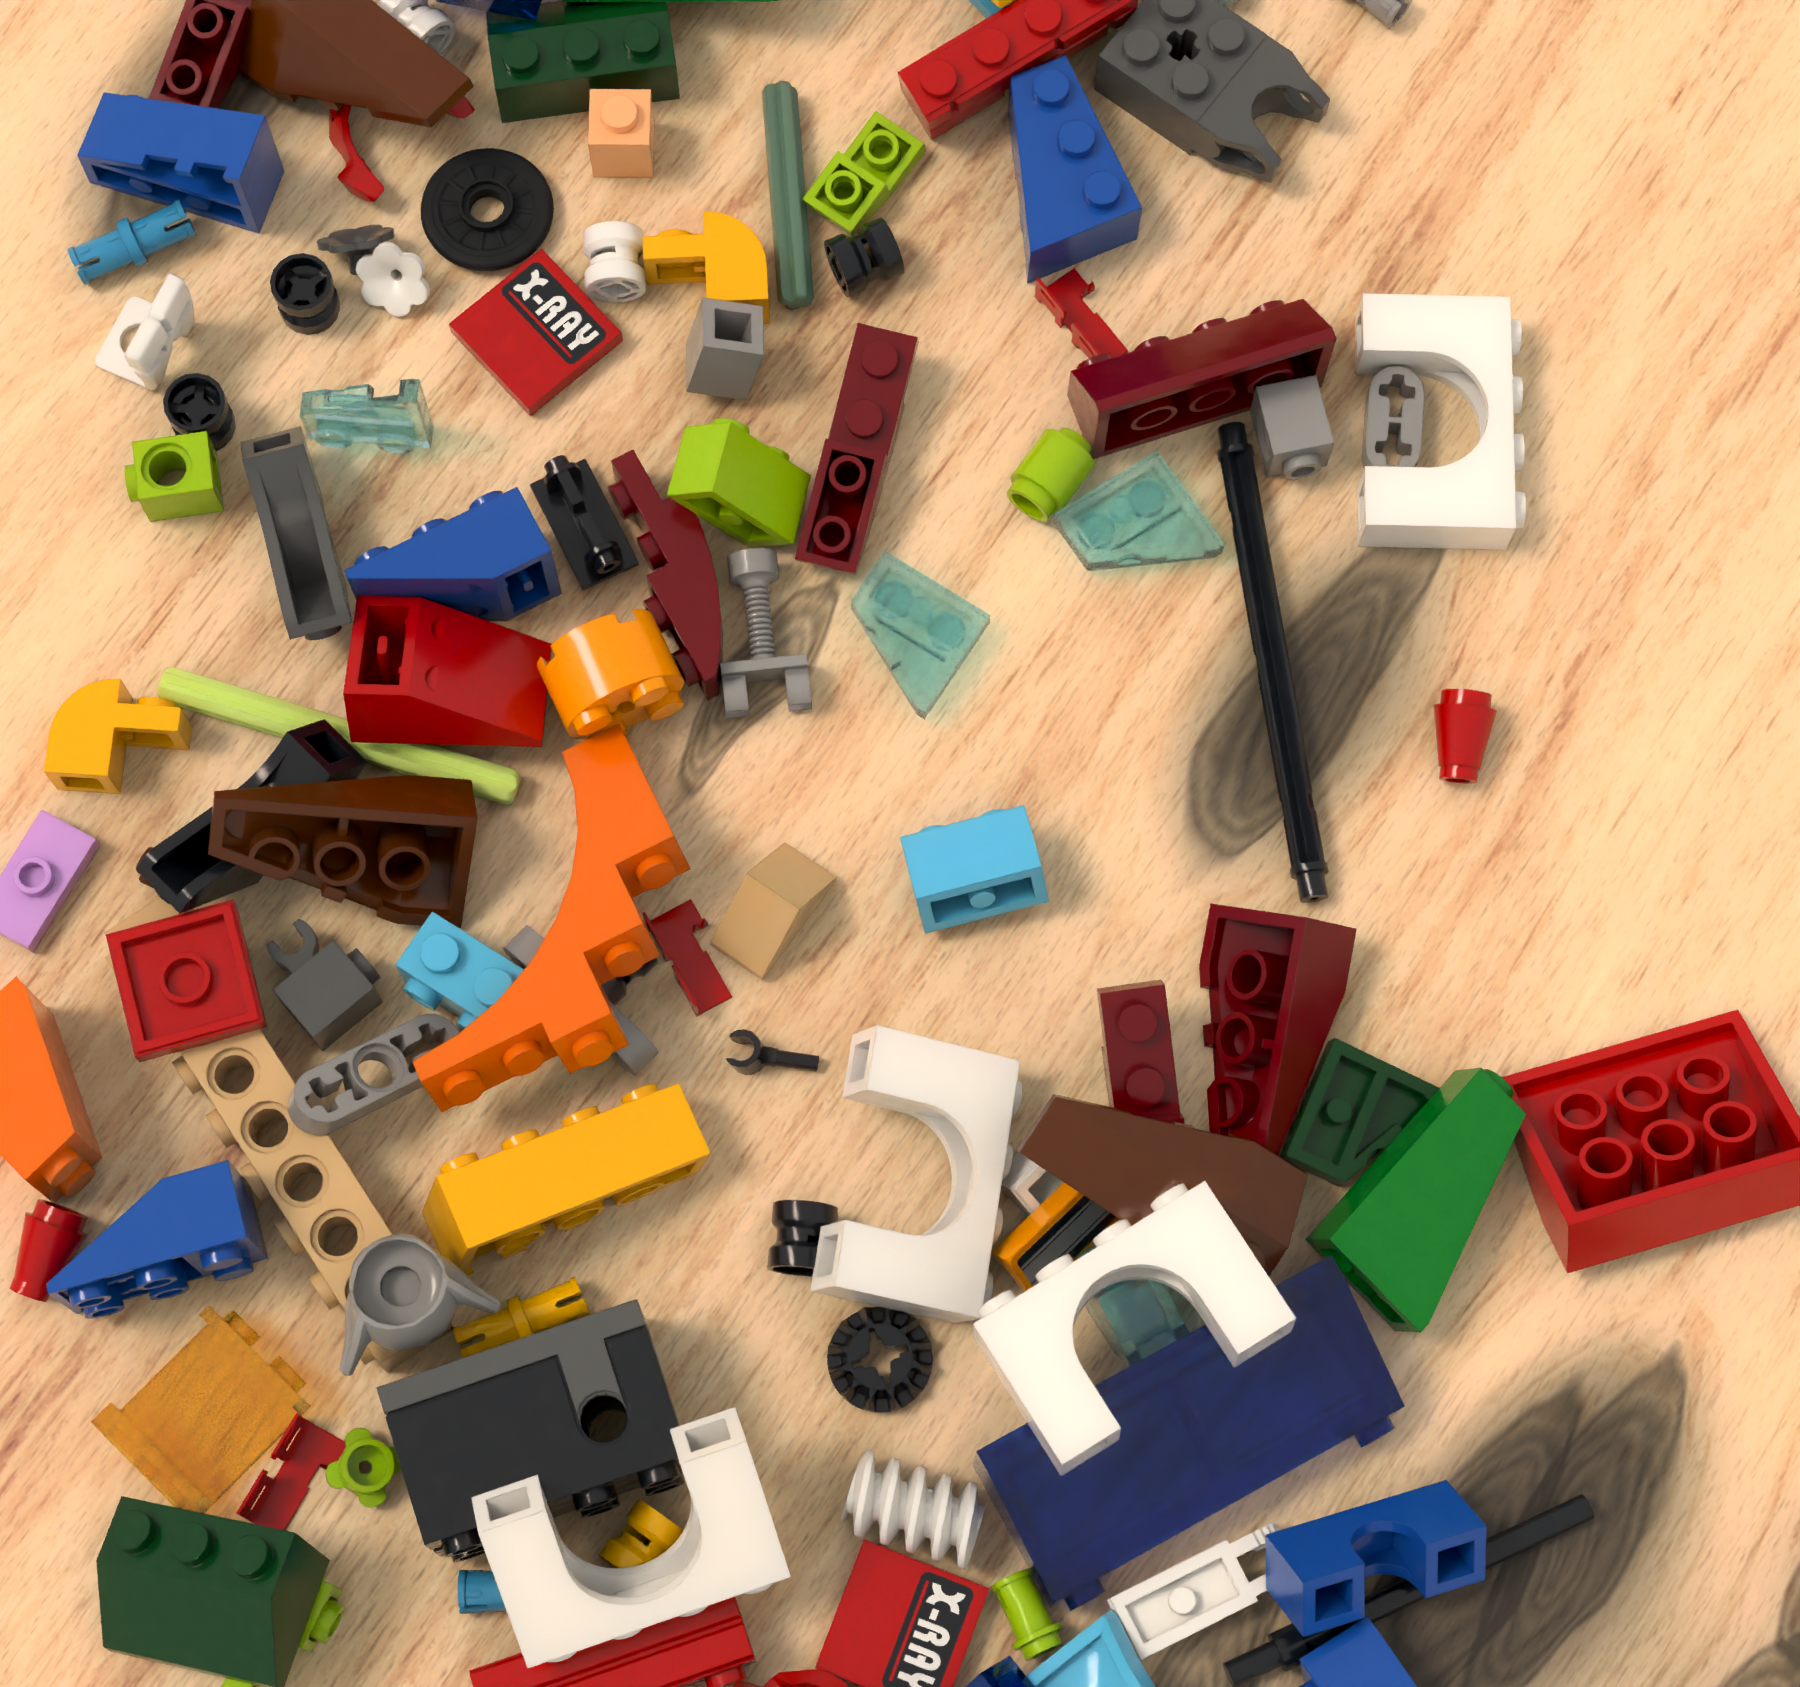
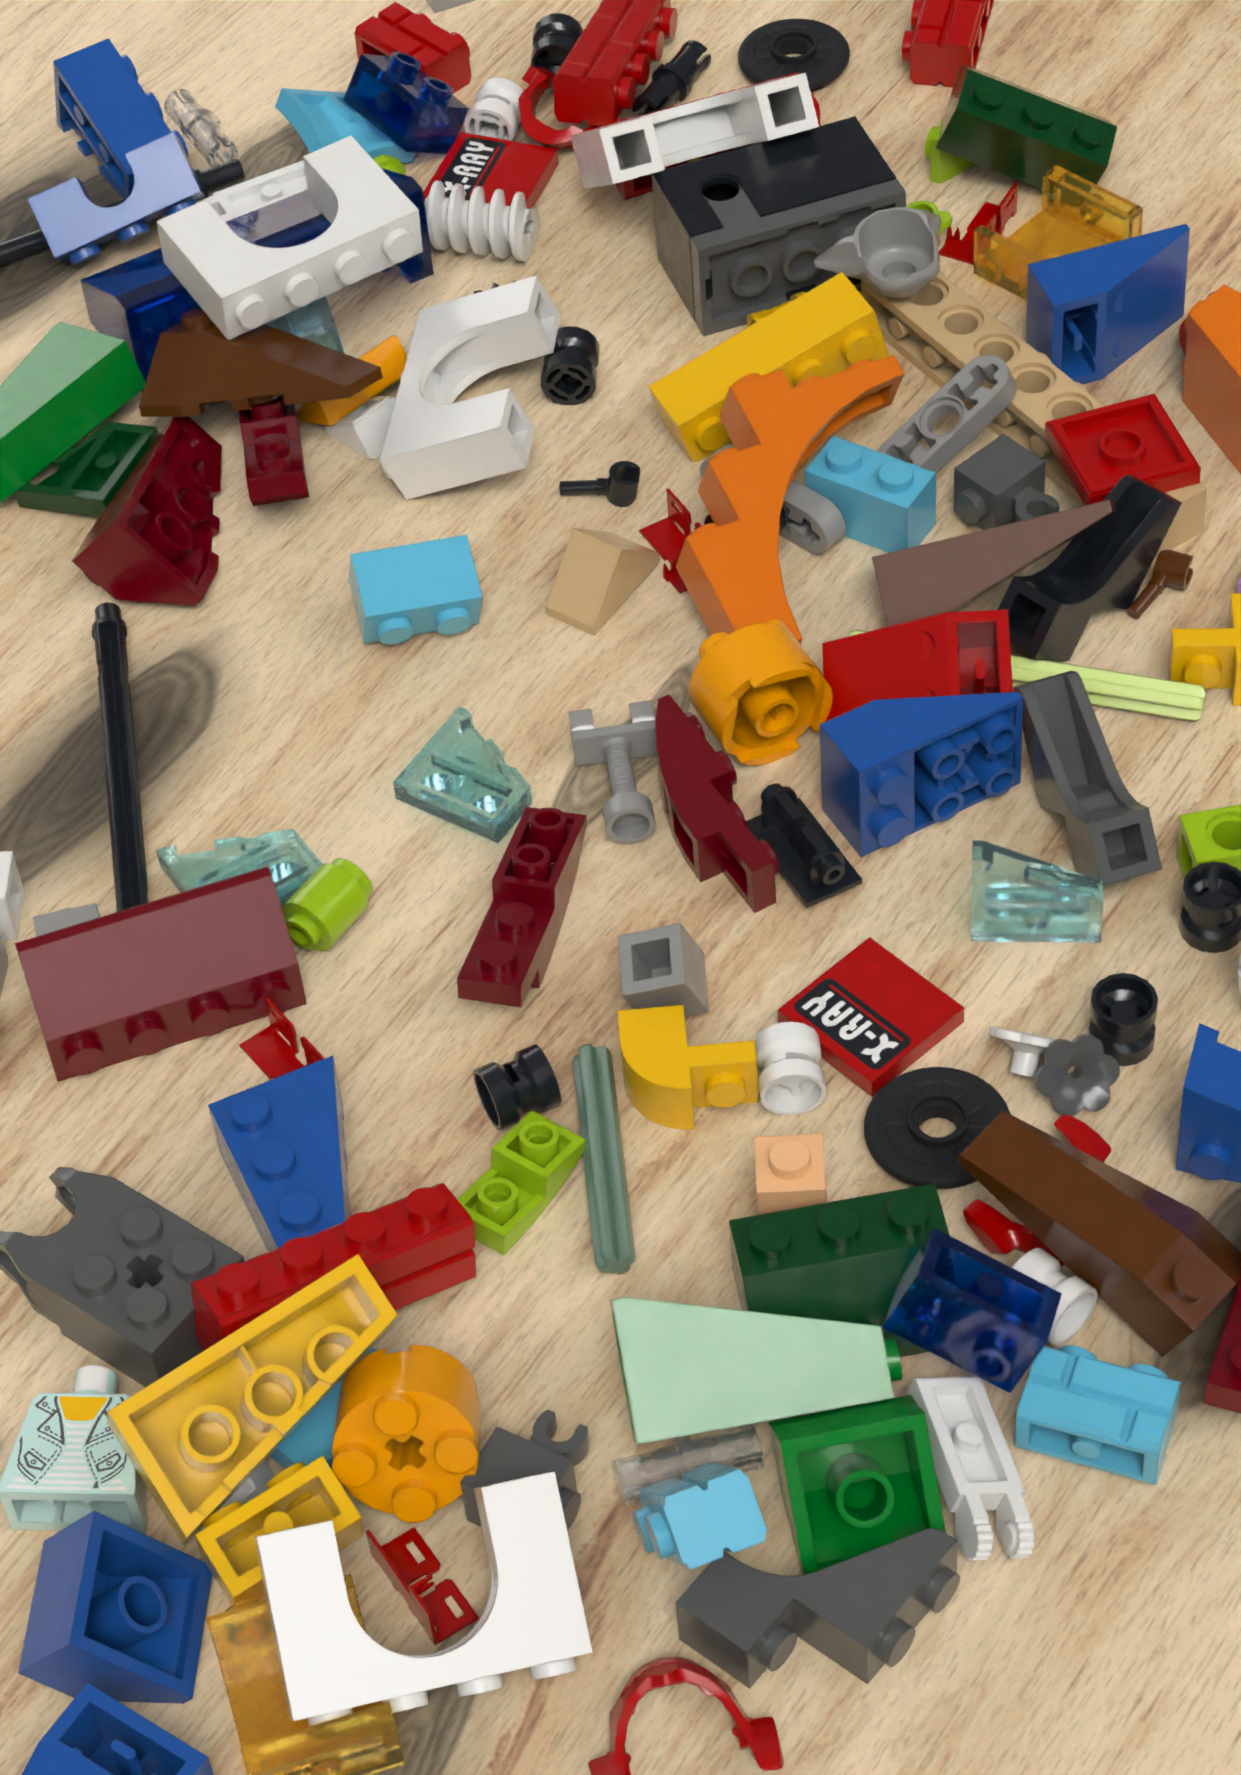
camera: 175 degrees left, 25 degrees down
(739, 483) = (642, 842): lime brick -> none

